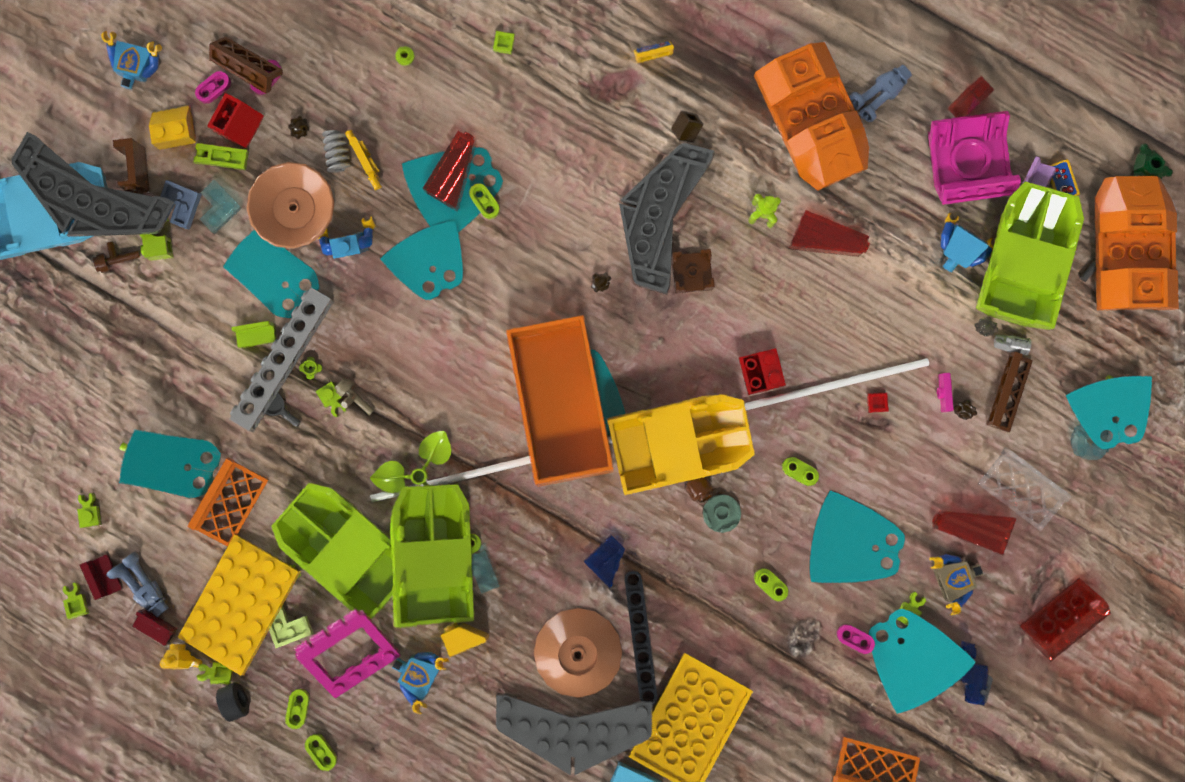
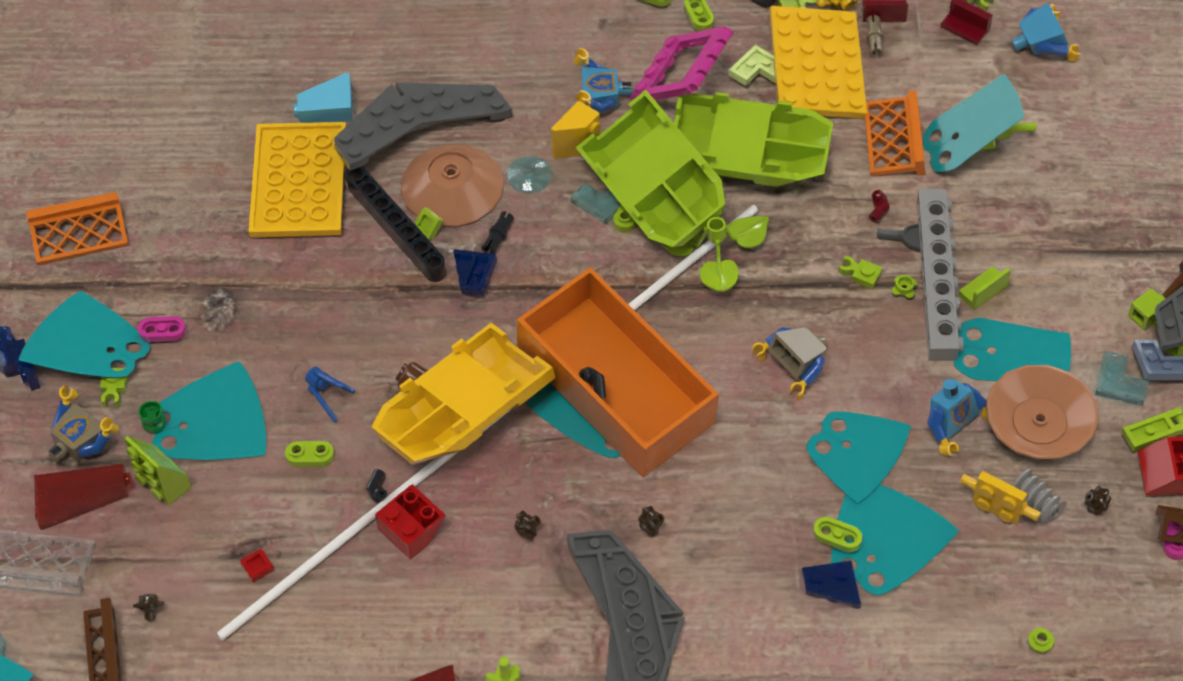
camera: 150 degrees right, 30 degrees down
(52, 528) = (1045, 34): none -> dark azure torso
(88, 514) = (1022, 63): lime plate -> none
(150, 594) = (914, 30): sand blue piece -> none
(179, 605) = (875, 36): none -> dark tan pin
(280, 445) = (880, 204): none -> dark red arm
(343, 387) = (855, 283): dark tan piece -> none
(421, 351) = (798, 352): none -> dark tan torso
(452, 170) = (894, 542): clear red slope -> none
(509, 171) = (832, 582): none -> clear blue wing
(515, 619) = (529, 174): none -> clear light blue dish
(570, 585) = (497, 232): none -> black pin
(583, 400) = (595, 379): none -> black arm
(617, 622) = (428, 223): none -> lime plate
(684, 326) = (526, 524): none -> dark brown plant
(692, 271) = (552, 585): reddish brown panel -> none
(721, 513) = (374, 373): sand green tile -> none
(765, 526) = (320, 380): none -> blue plant
(770, 416) = (374, 486): none -> black arm
(771, 584) = (281, 335): lime plate -> none
(901, 562) = (152, 417): none -> green wheel
(917, 509) = (156, 471): none -> lime slope
(944, 392) = (182, 609): dark pink plate -> none

